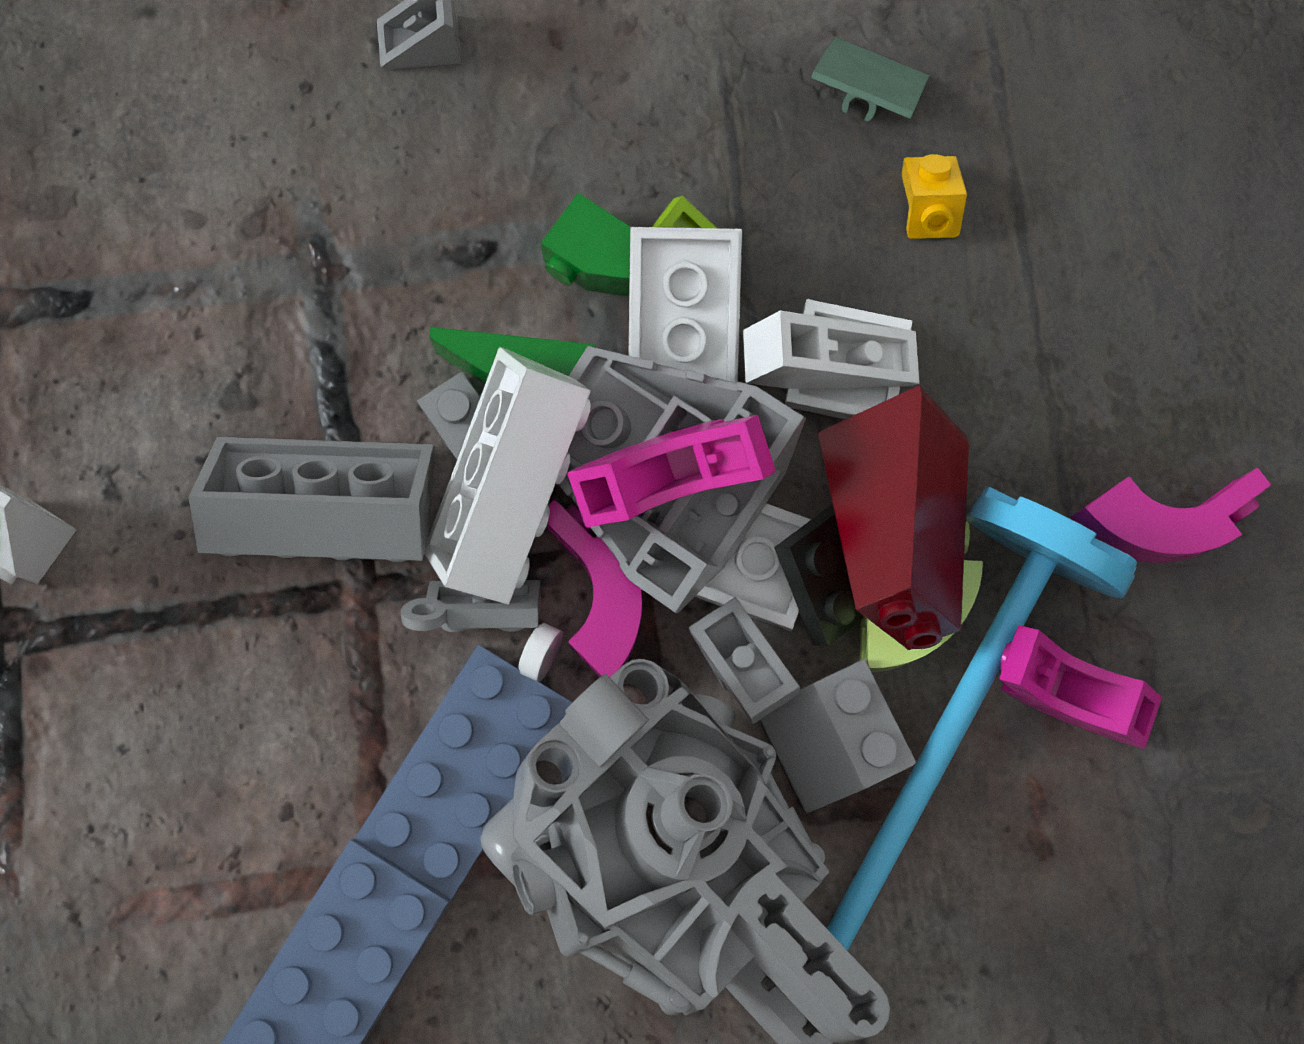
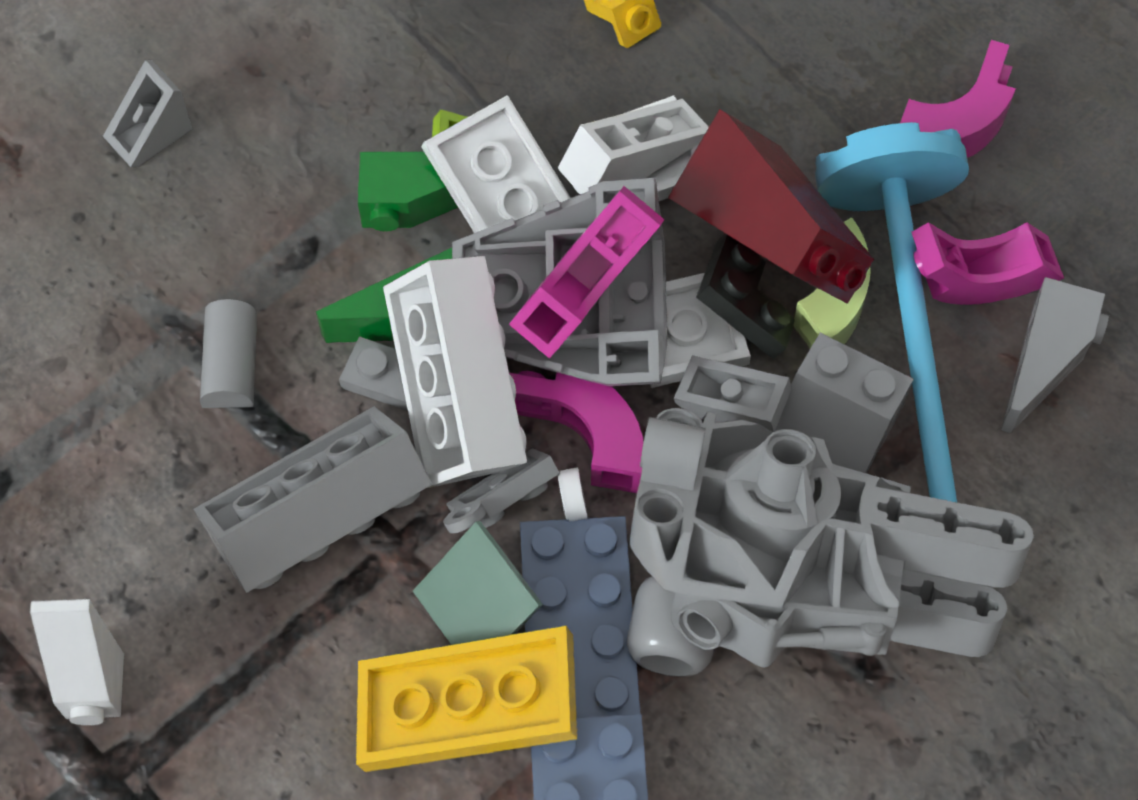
camera: 30 degrees left, 15 degrees down
(309, 786) = (466, 699): none -> yellow plate
(340, 312) = (228, 355): none -> light grey brick
(387, 693) = (477, 591): none -> sand green piece
(1091, 804) = (1056, 341): none -> light grey slope

